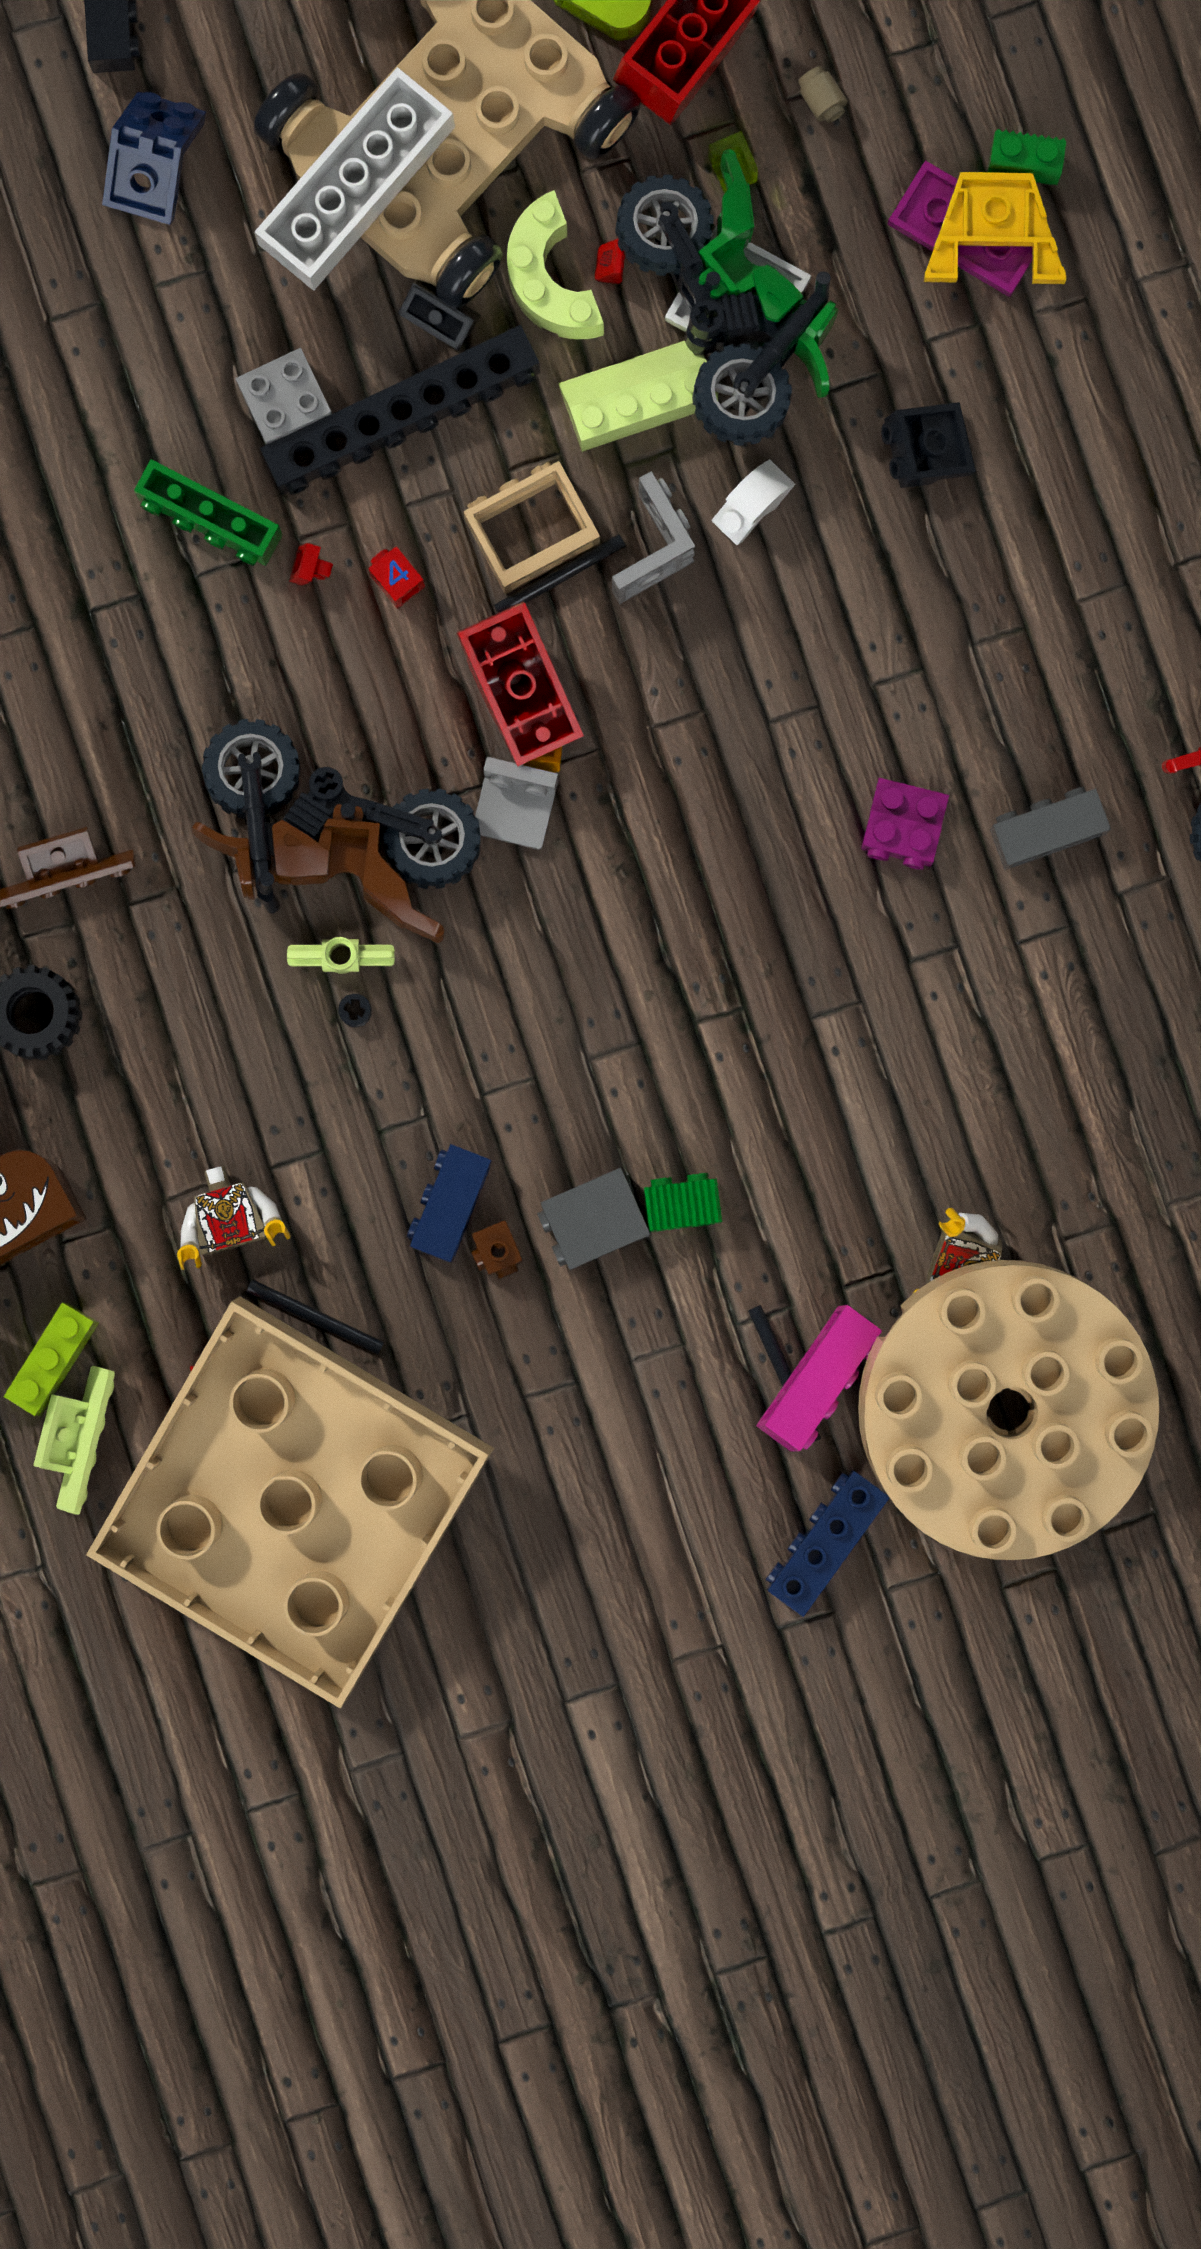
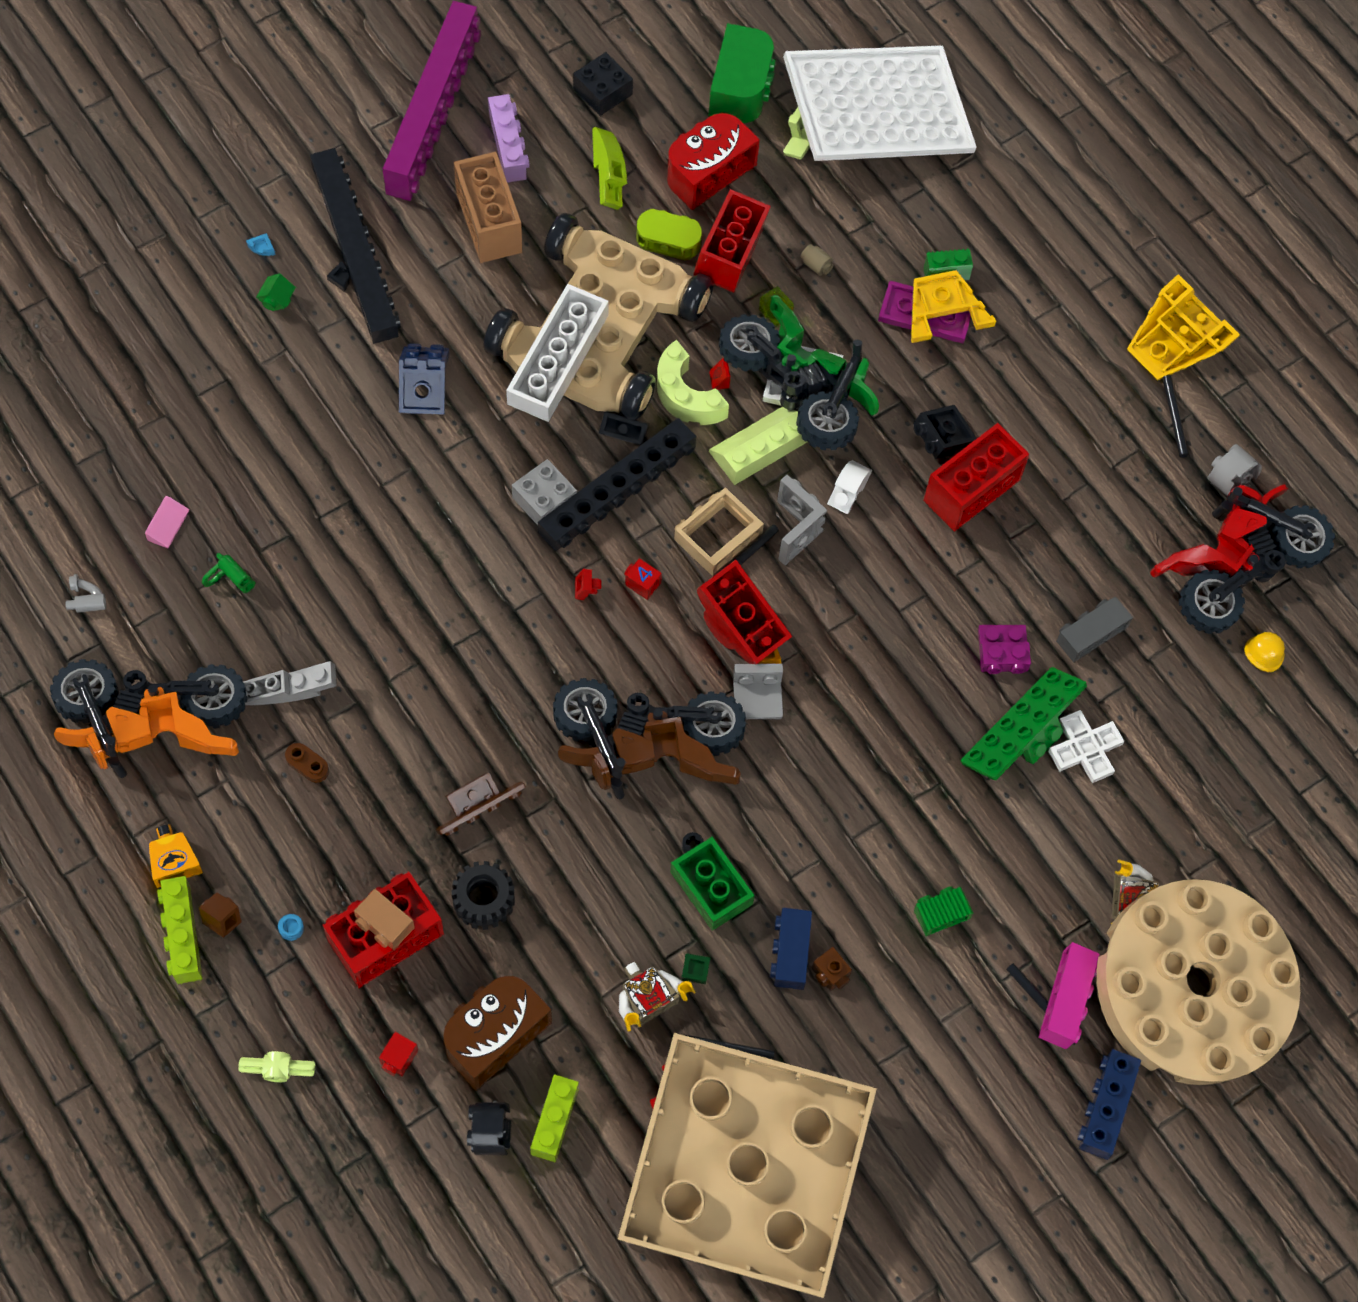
camera: 25 degrees left, 20 degrees down
(72, 1437) = (583, 1167): yellowish green bracket -> none
(208, 512) = (514, 567): green brick -> none
(302, 1201) = (695, 968): none -> dark green panel
(360, 955) = (662, 814): yellowish green axle -> none
(361, 1080) = (712, 883): none -> green brick
(593, 1219) = (888, 934): dark grey panel -> none
(897, 956) = (1027, 727): none -> green bracket
(945, 541) = (976, 477): none -> red brick
(975, 1009) = (1086, 746): none -> white plate

